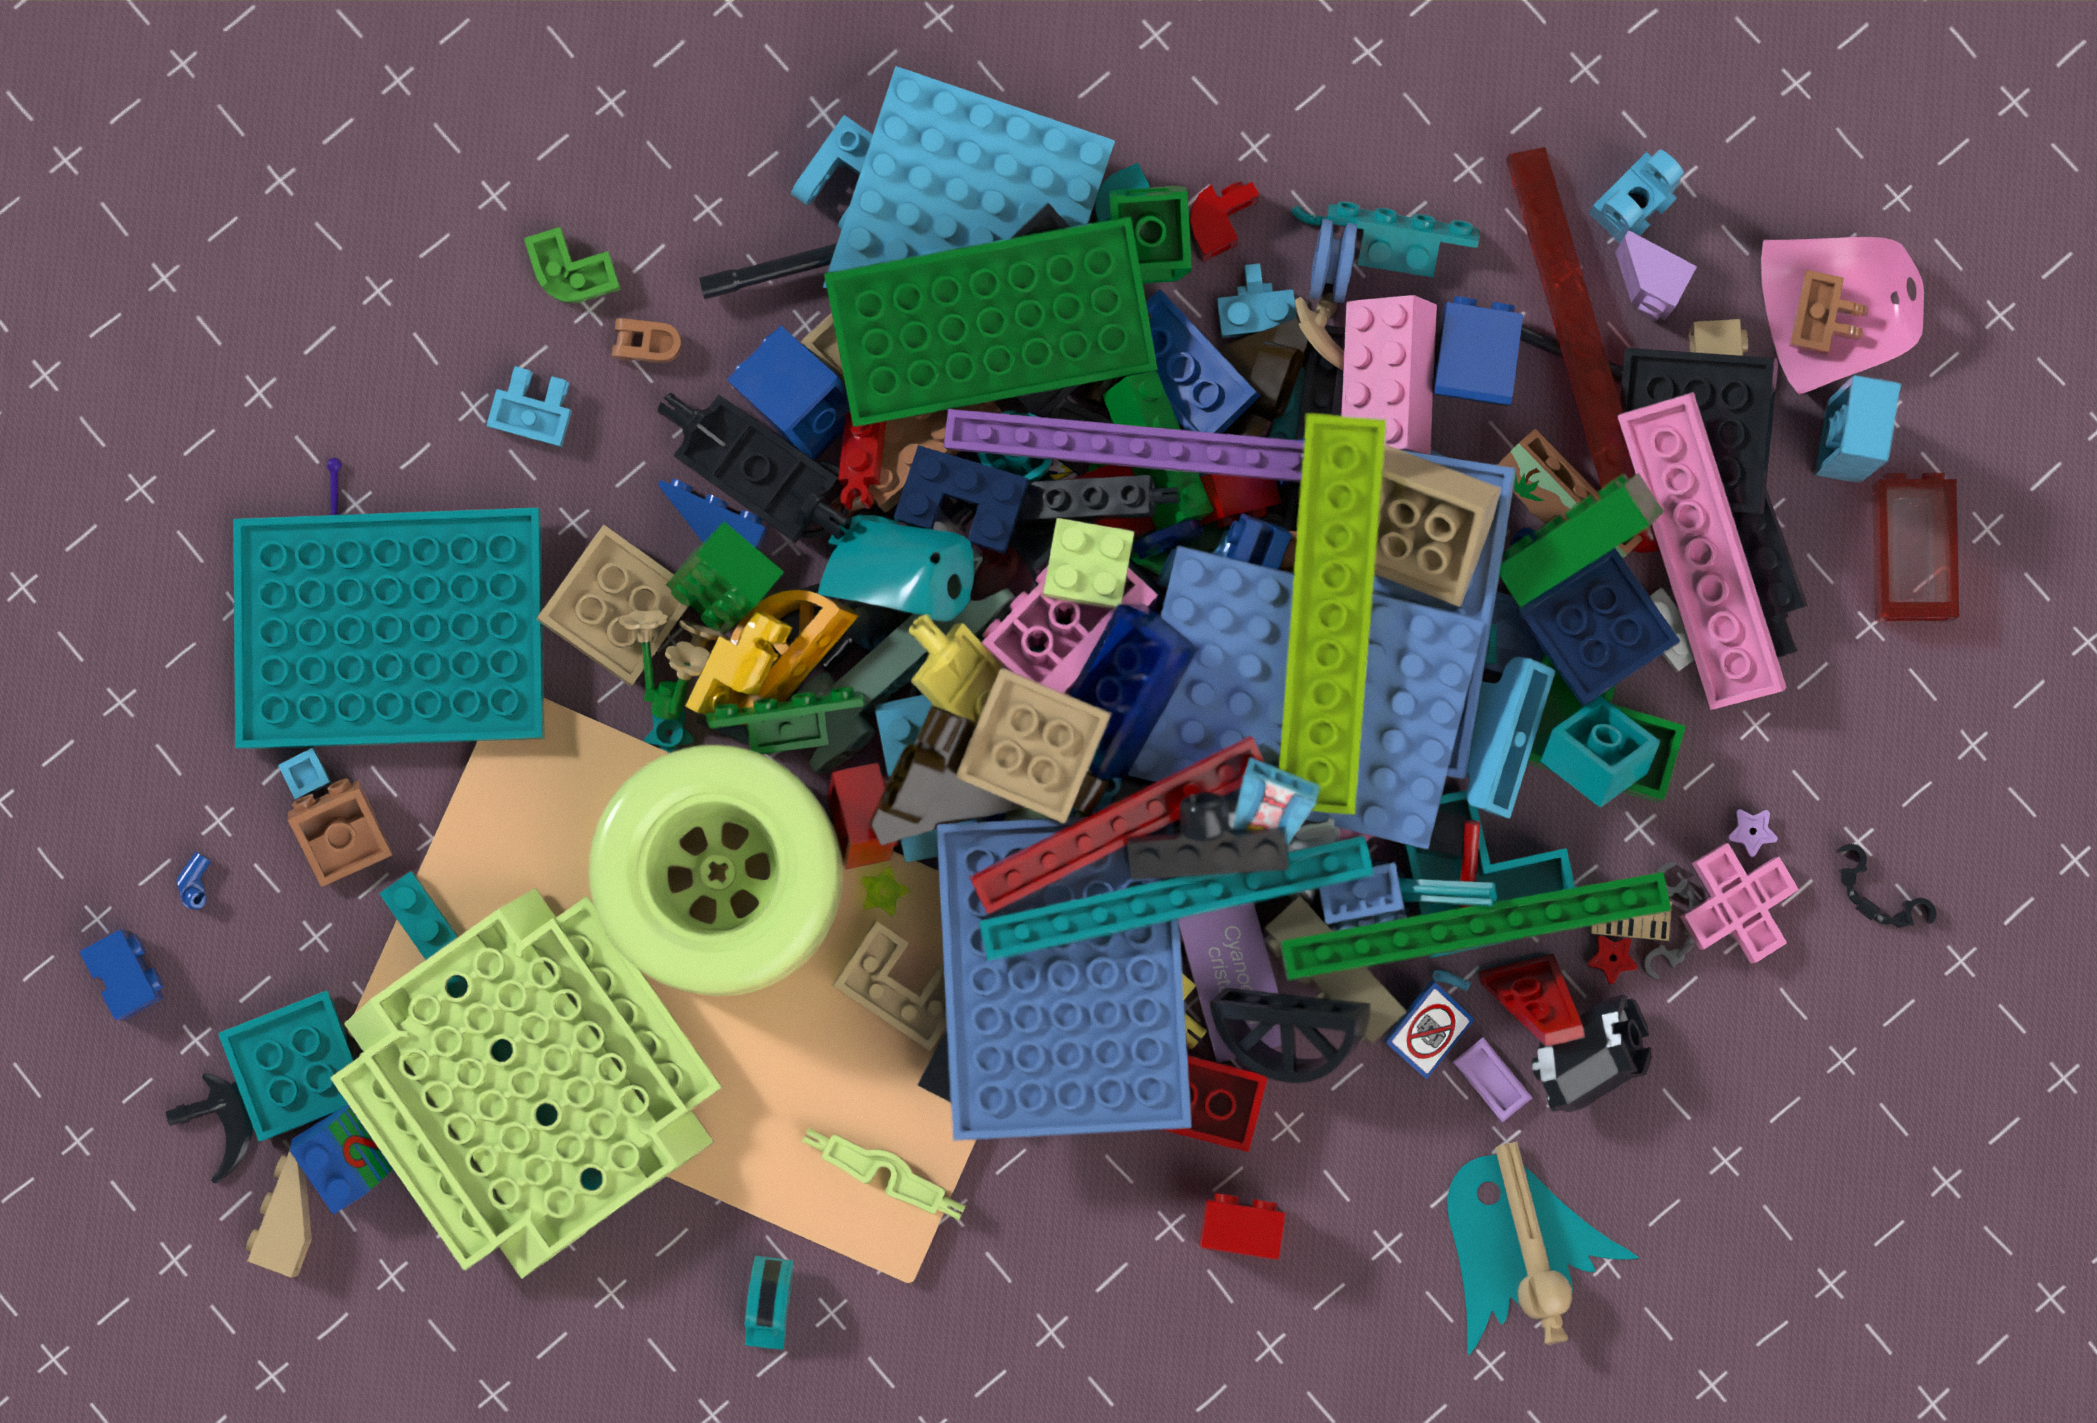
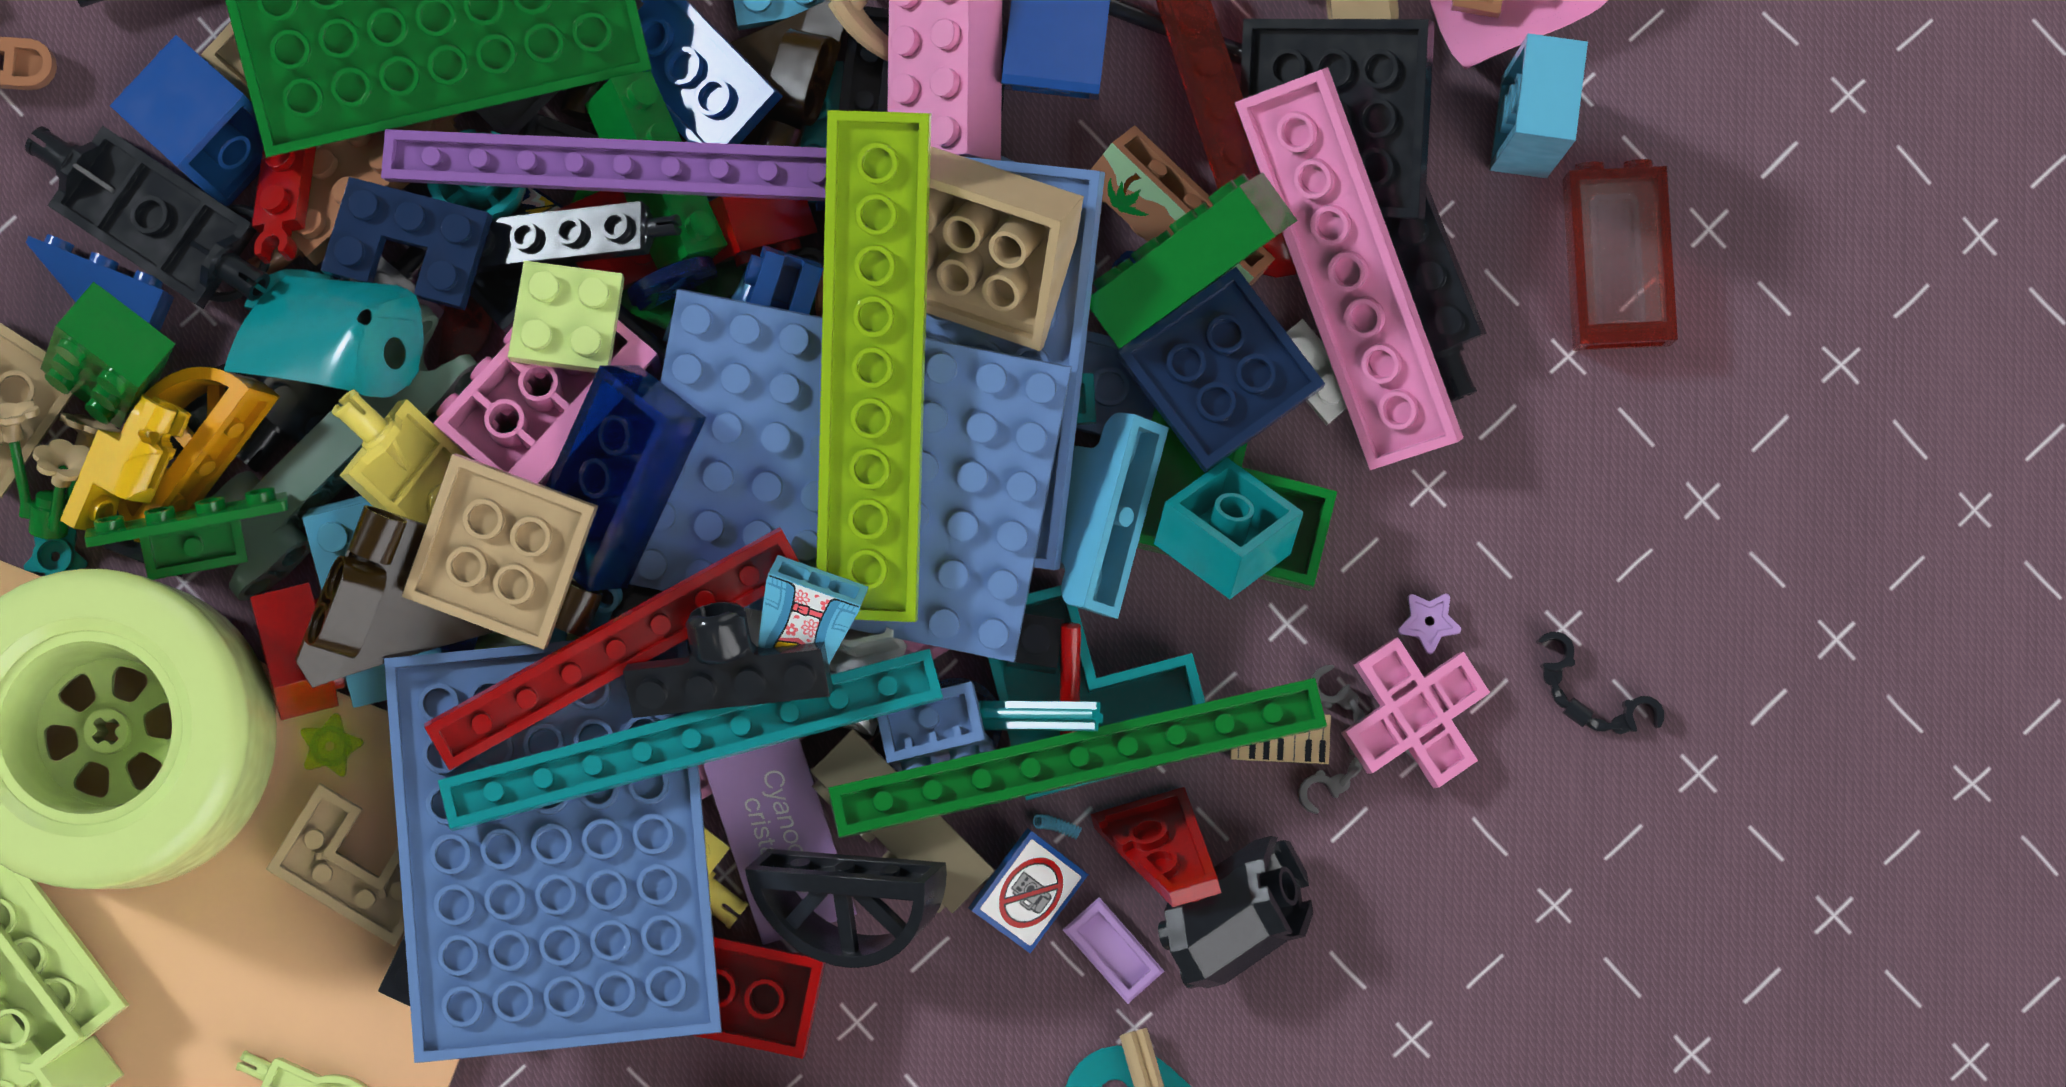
camera: 10 degrees left, 0 degrees up
(1620, 950) = (1249, 779): red plate -> none

